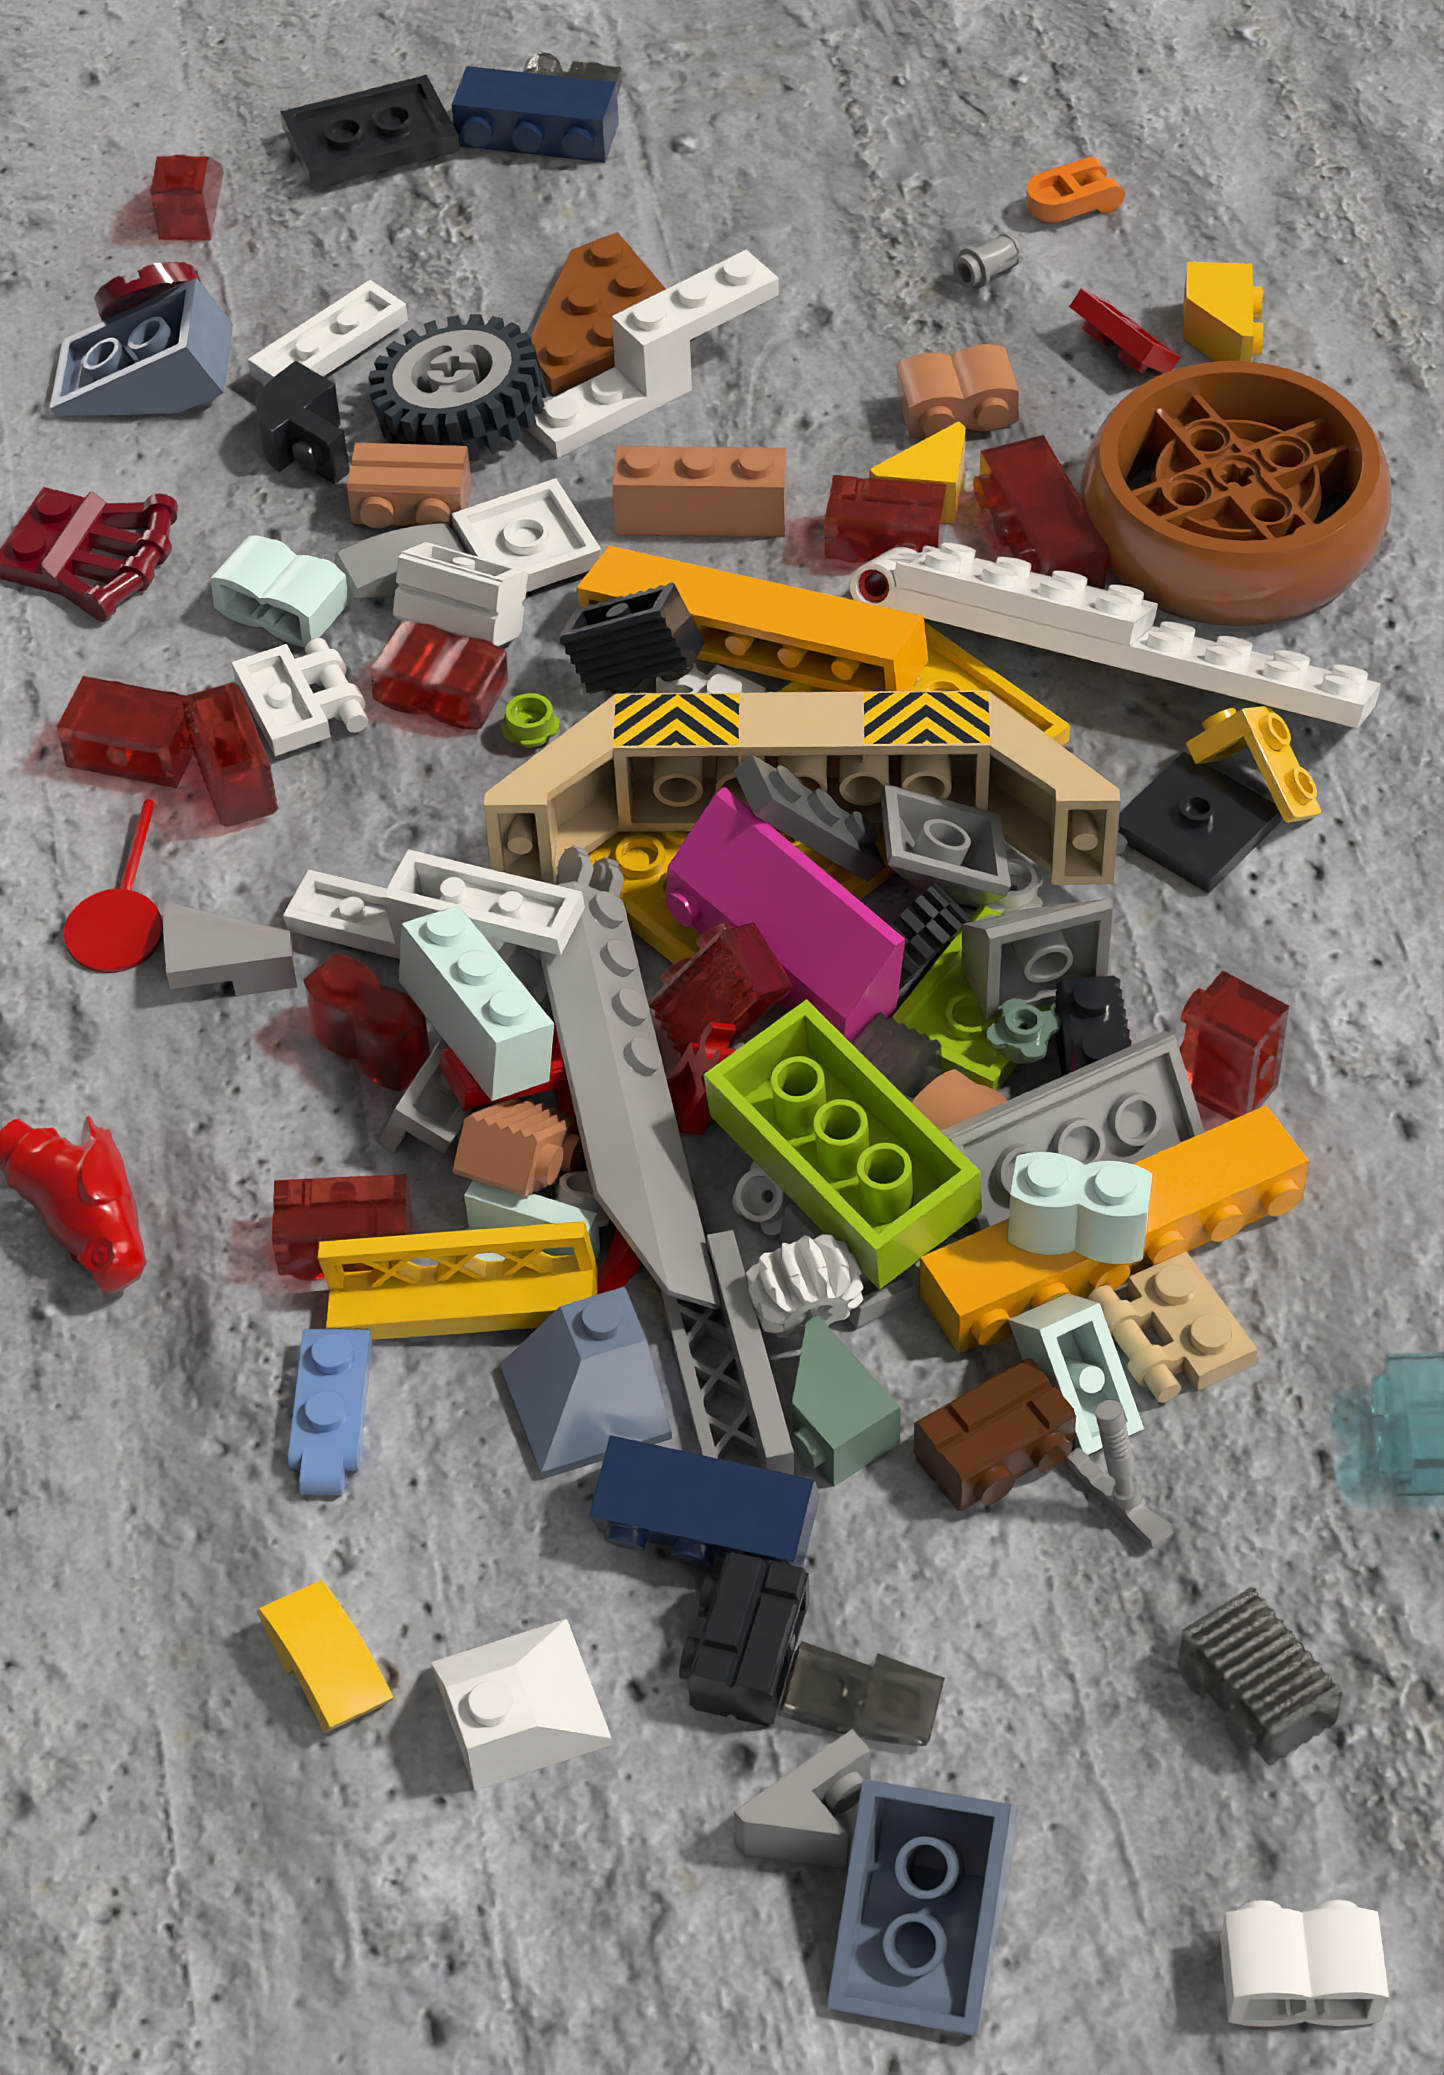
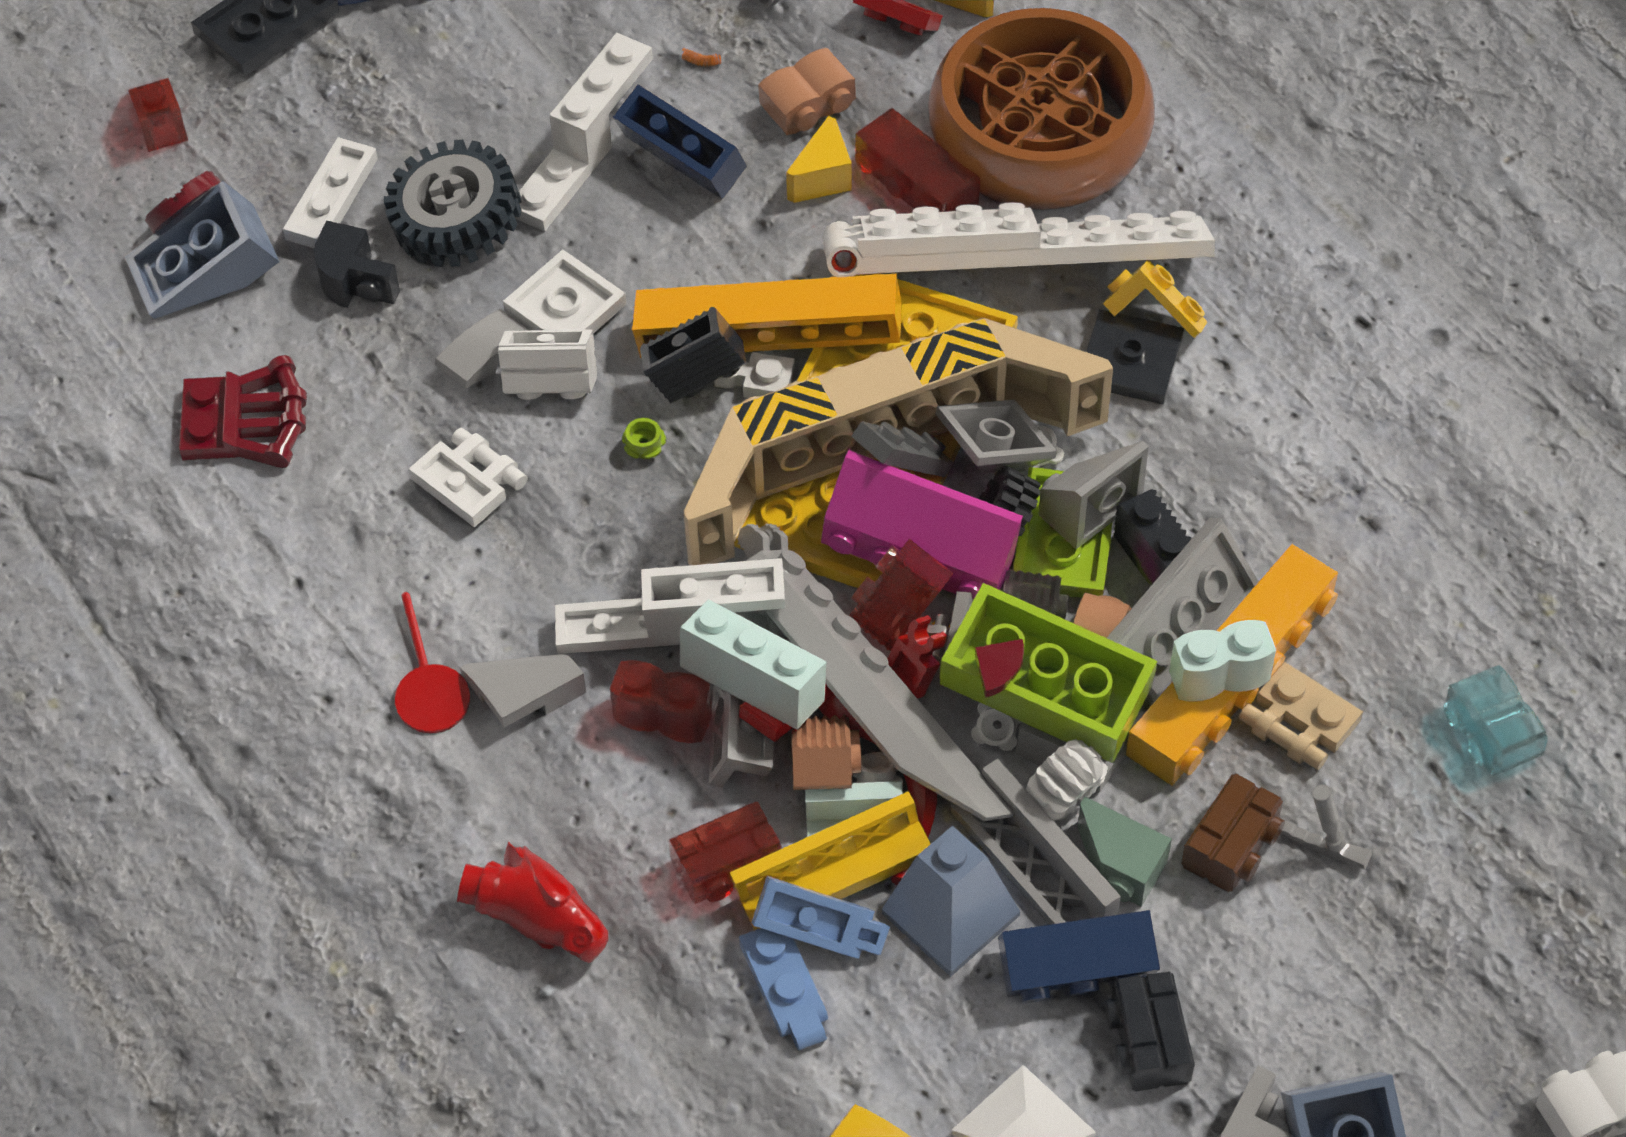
camera: 25 degrees left, 5 degrees up
(126, 732) = (362, 546): clear red brick -> none
(230, 754) = (452, 539): clear red brick -> none
(279, 590) = (410, 401): light aqua brick -> none
(404, 1342) = (818, 919): none -> medium blue hinge
(407, 484) = (458, 289): nougat brick -> none
(439, 675) = (562, 426): clear red brick -> none
(576, 324) = (515, 106): dark orange plate -> none
(700, 491) = (671, 225): nougat brick -> none
(763, 397) = (680, 141): none -> dark blue brick
(769, 1102) = (999, 664): none -> dark red tile
(864, 325) = (710, 59): none -> orange leg
(876, 1700) = (1242, 1041): clear smoke slope -> none
(882, 514) = (808, 204): clear red brick -> none
(1019, 1044) = (1105, 558): sand green plate -> none
(1080, 1359) = (1260, 756): light aqua slope -> none
(1233, 1045) = (1251, 508): clear red brick -> none
(1258, 1677) = (1476, 928): clear smoke brick -> none

